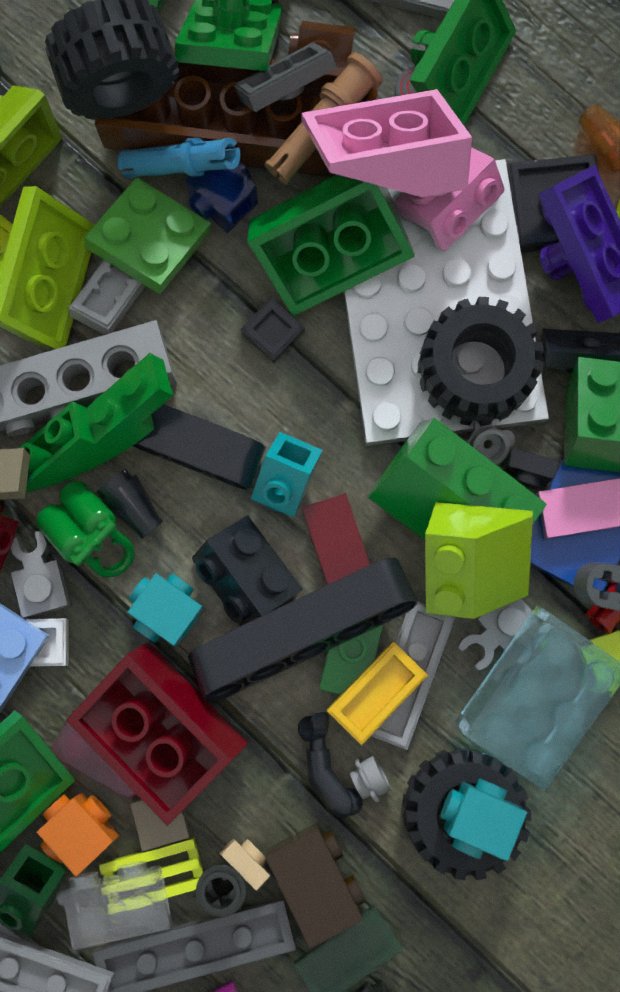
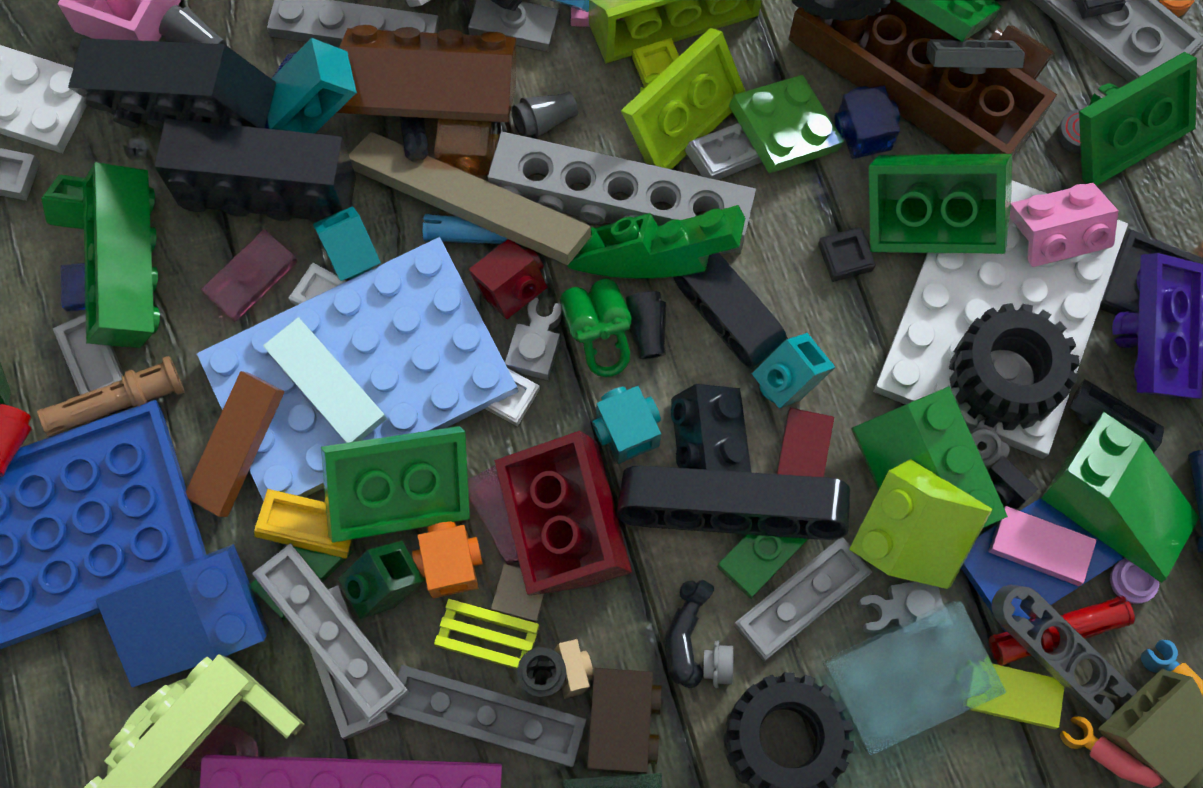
camera: 30 degrees right, 10 degrees down
(115, 905) = (444, 635): clear bracket -> none
(189, 158) = (860, 78): dark azure pin -> none
(346, 89) = (1006, 97): medium nougat pin -> none
(377, 693) = (767, 593): yellow tile -> none
(395, 143) = (1045, 152): bright pink slope -> none
(482, 820) = (803, 736): teal brick -> none

